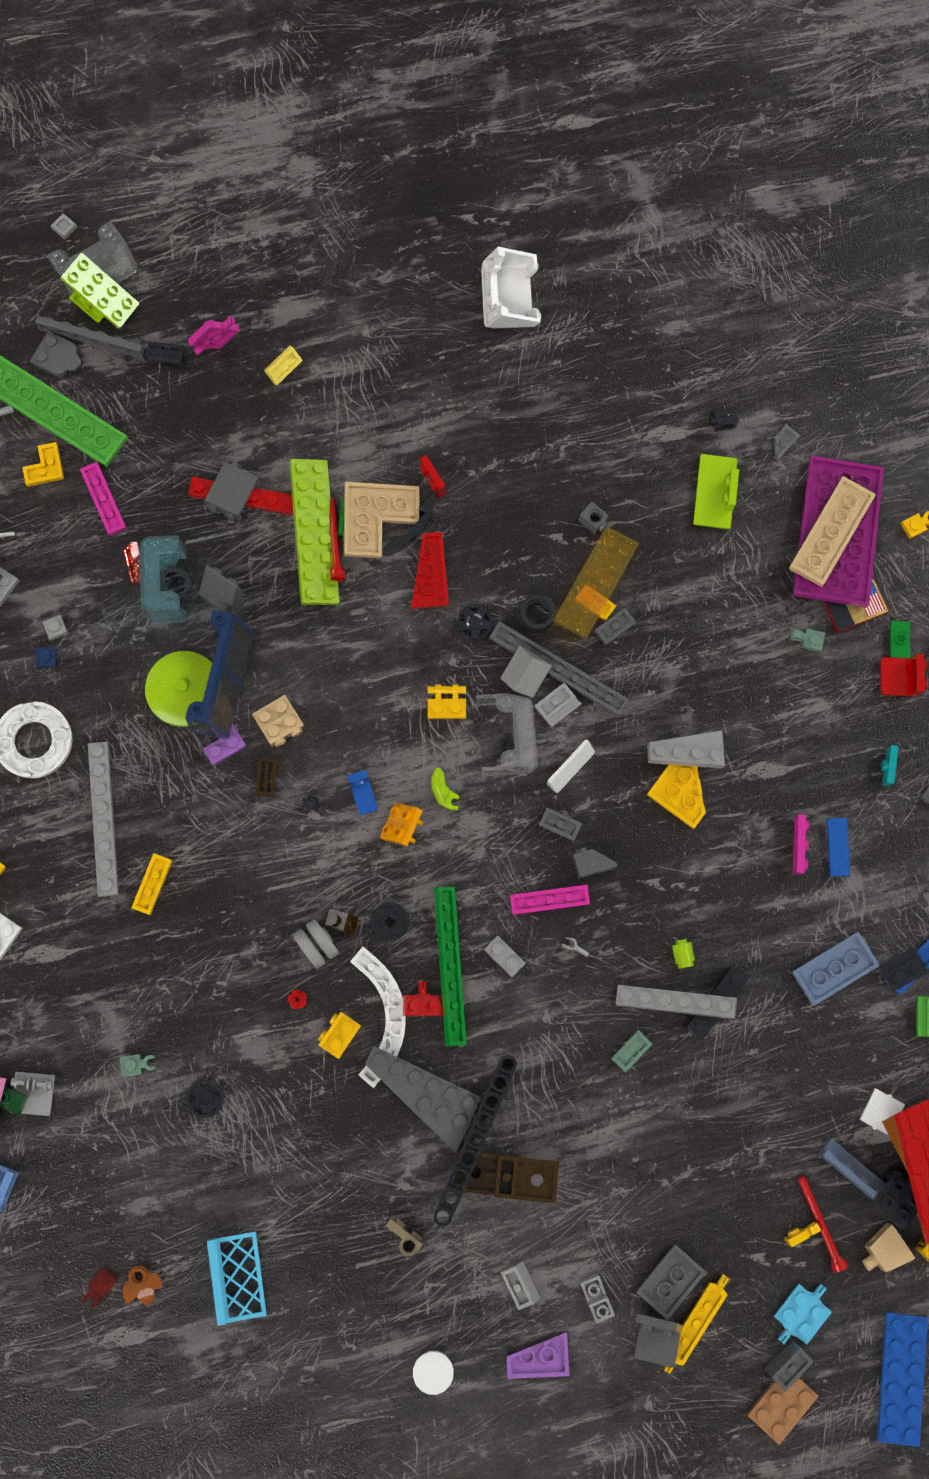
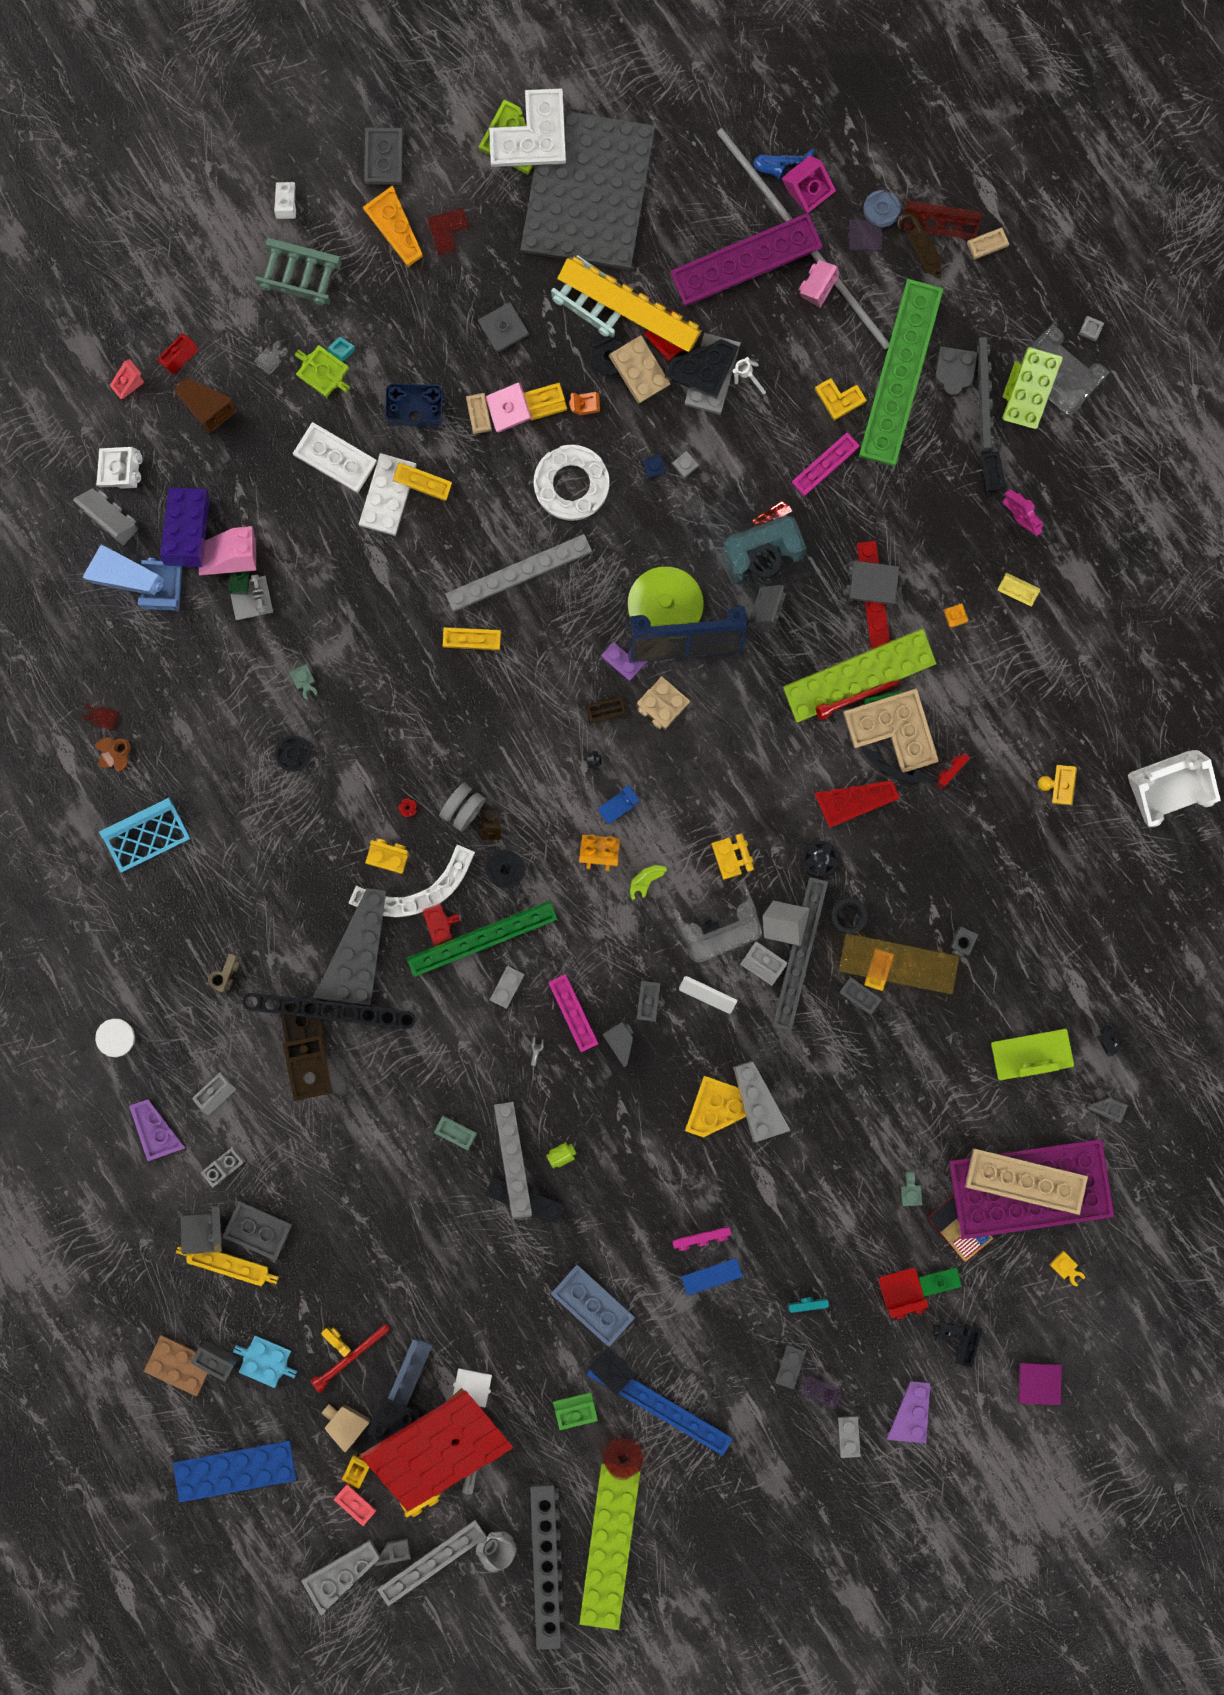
camera: 75 degrees right, 5 degrees up
(288, 428) = (955, 615): none -> light orange tile
(476, 385) = (1063, 784): none -> yellow plate

